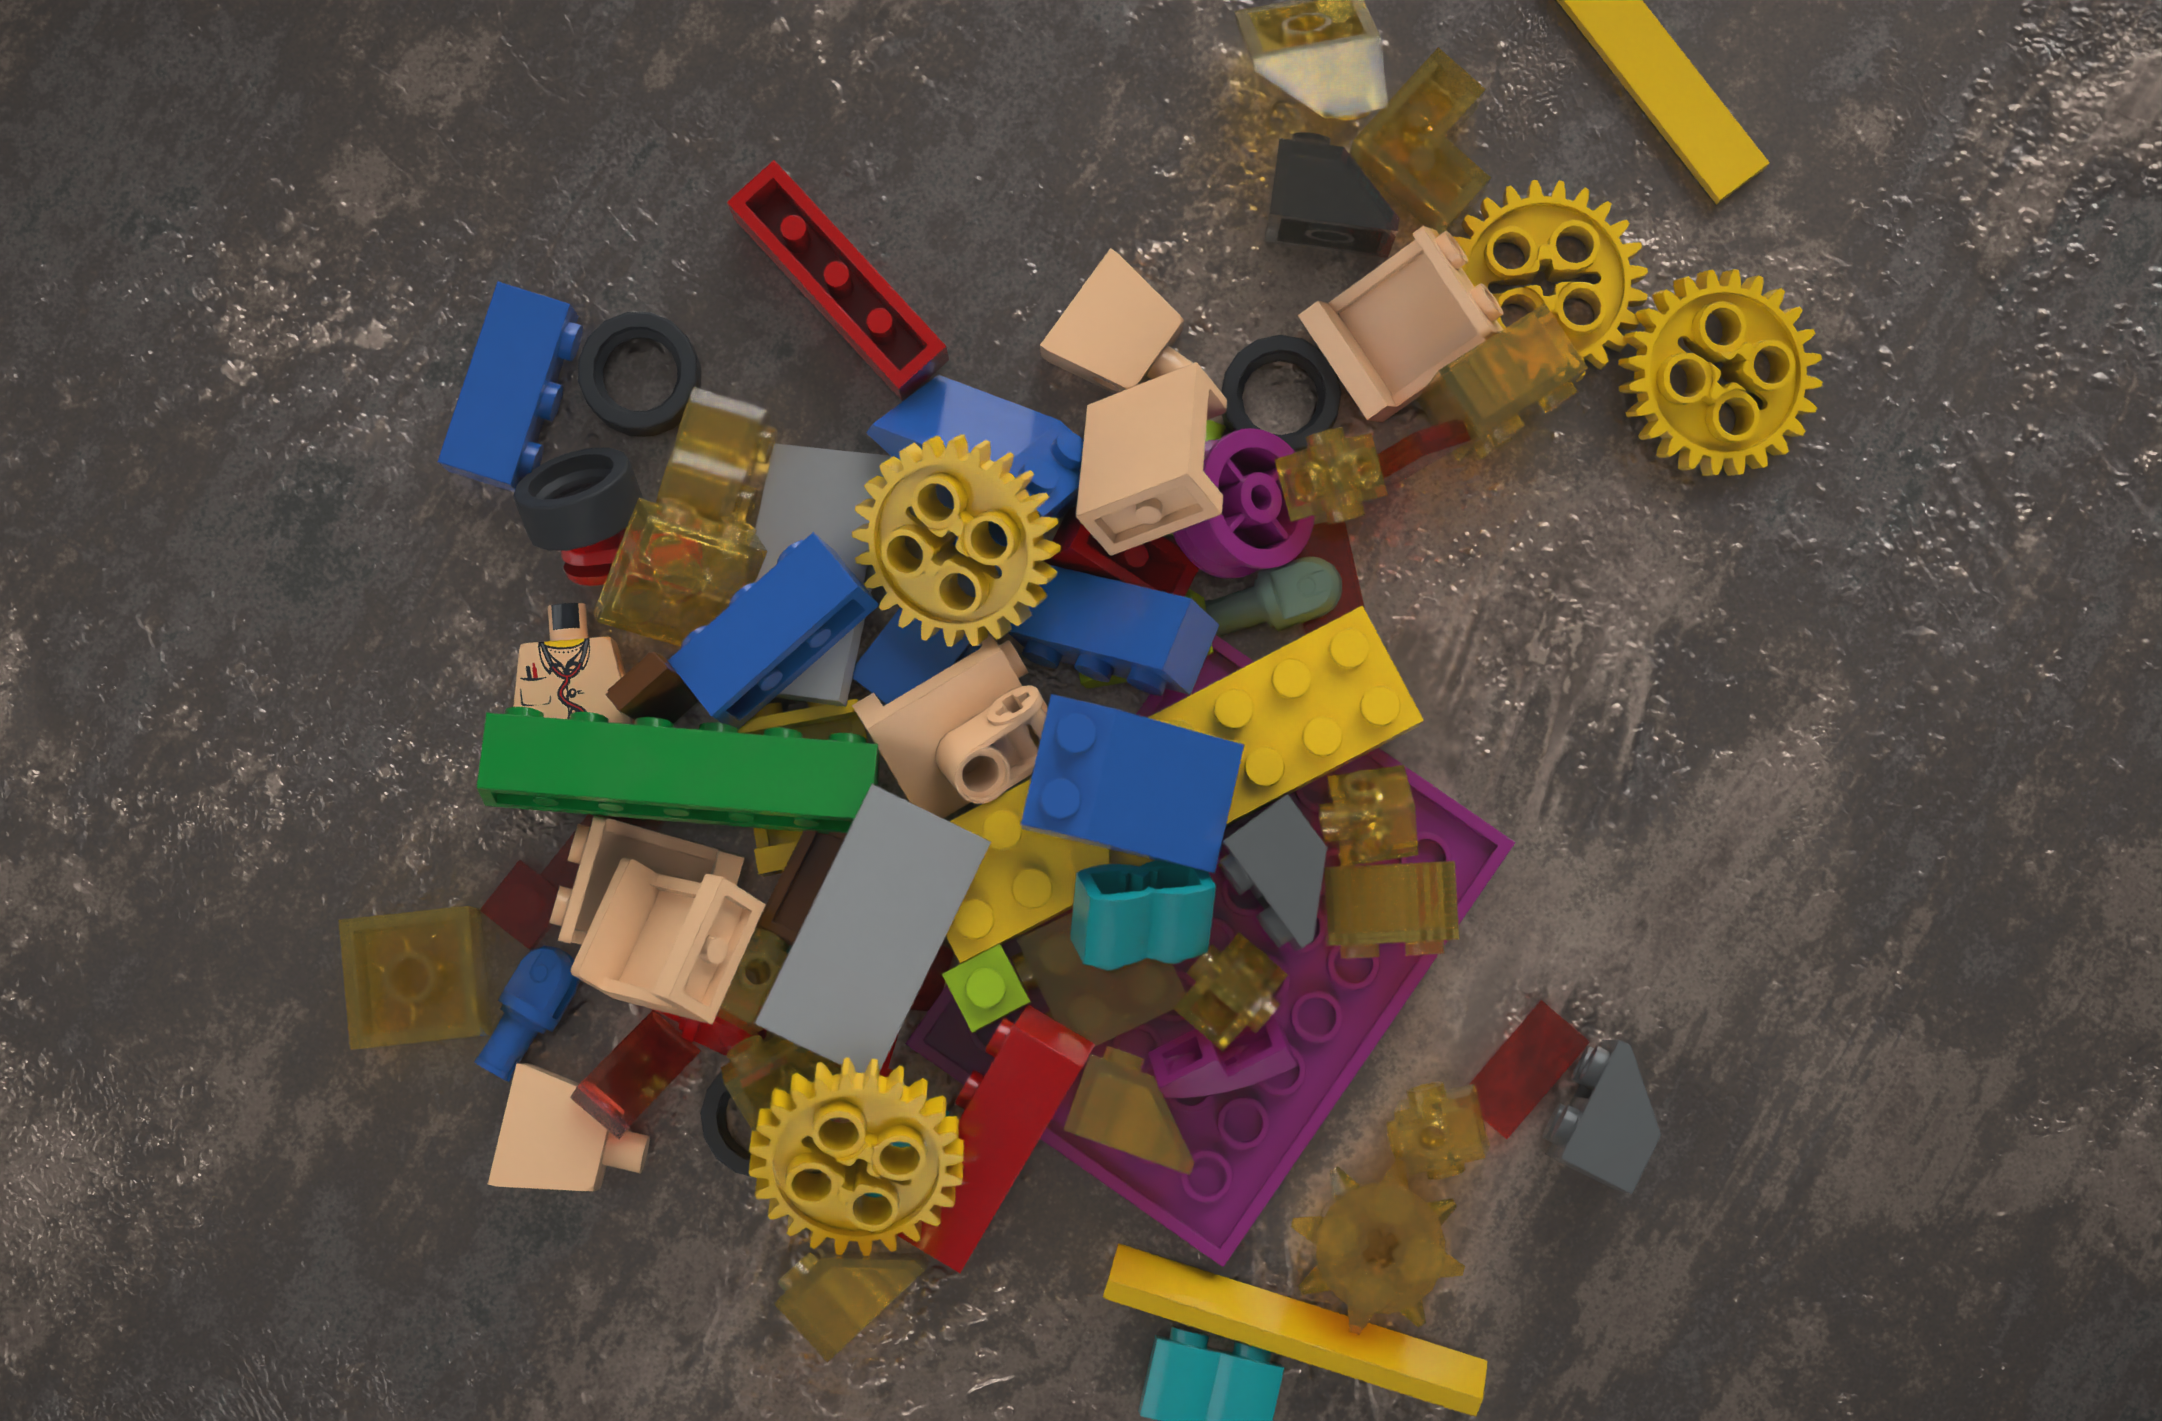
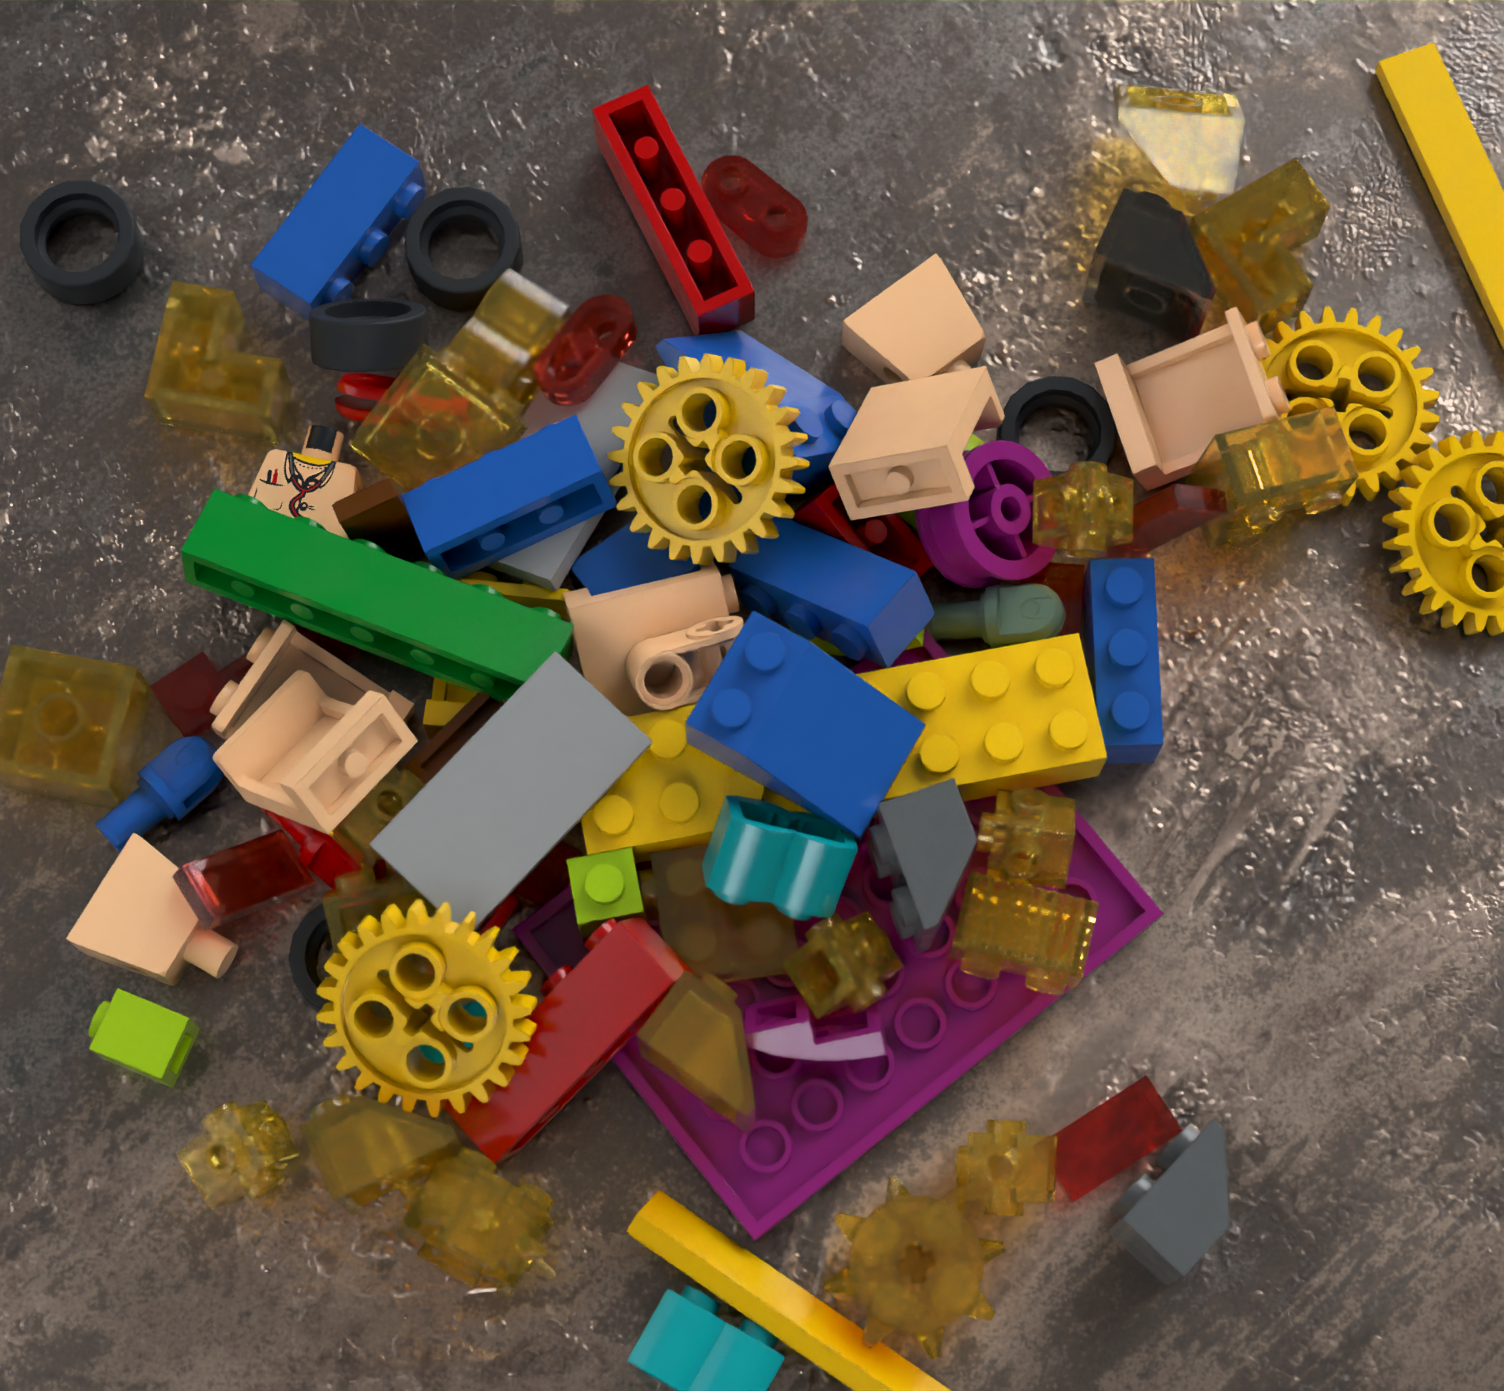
camera: 15 degrees right, 10 degrees down
(224, 445) = (63, 203): none -> black tyre
(426, 591) = (201, 376): none -> clear yellow brick
(588, 1251) = (142, 1037): none -> lime brick
(718, 1333) = (239, 1153): none -> clear yellow brick
(794, 453) = (583, 353): none -> clear red plate
(911, 241) = (751, 204): none -> clear red plate
(963, 1334) = (478, 1223): none -> clear yellow brick
(1408, 603) = (1124, 656): none -> blue brick

